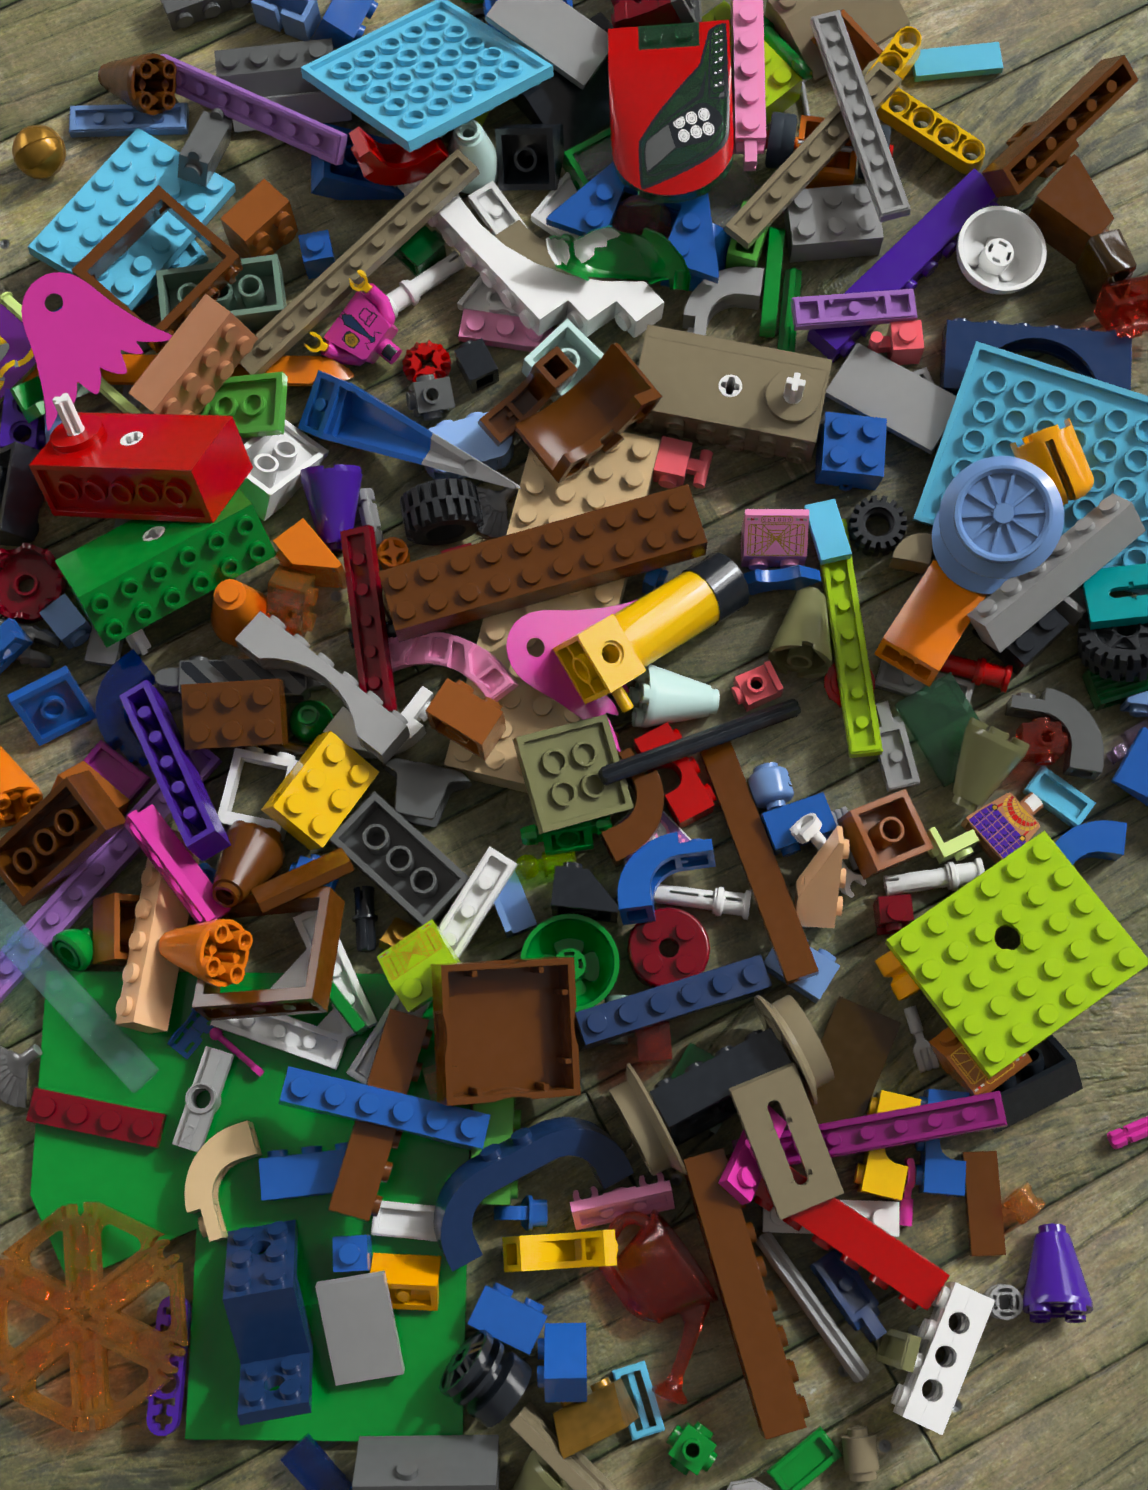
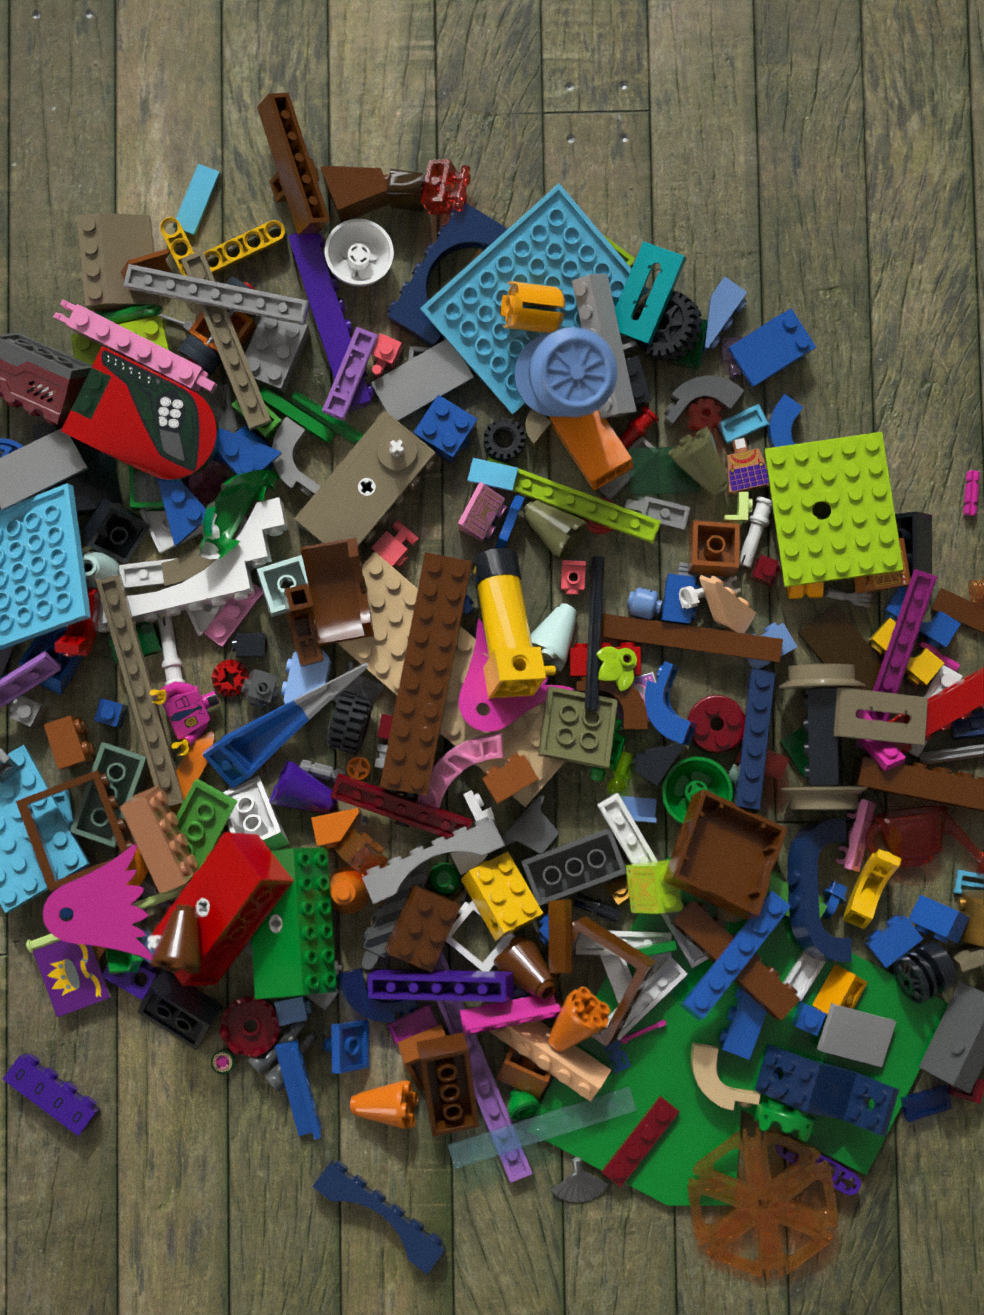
camera: 60 degrees left, 10 degrees up
(74, 426) = (179, 942): none -> reddish brown cone
(204, 1284) = (789, 1118): none -> green plate
(210, 1077) = (675, 1077): light grey piece -> none
(275, 166) = (27, 711): none -> light grey brick
(670, 785) = (615, 668): none -> lime plate
(718, 900) = (702, 674): white pin -> none

